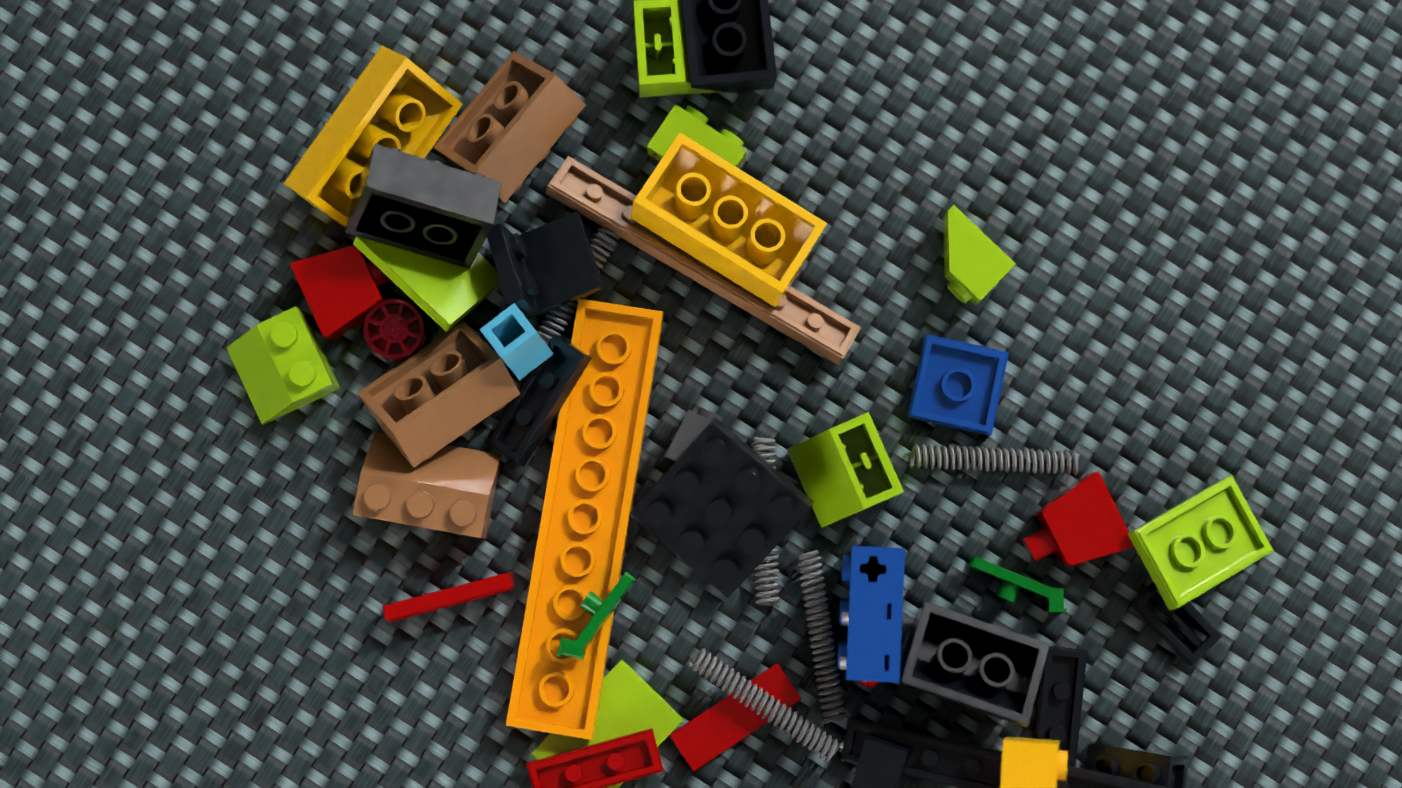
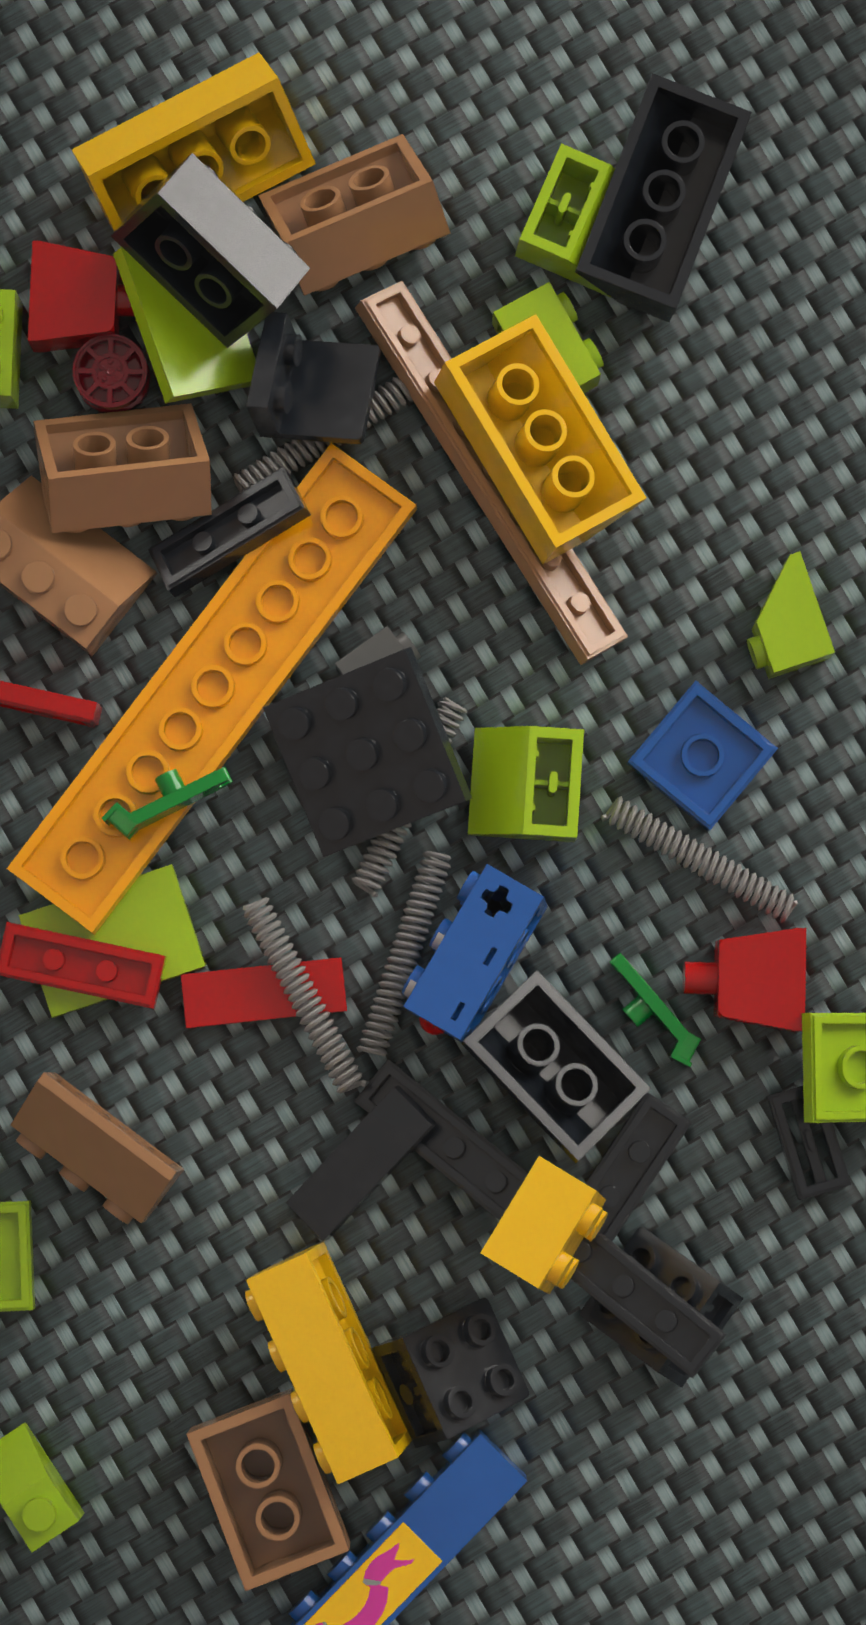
camera: 25 degrees right, 0 degrees up
(516, 341) = (236, 452): medium azure brick -> none

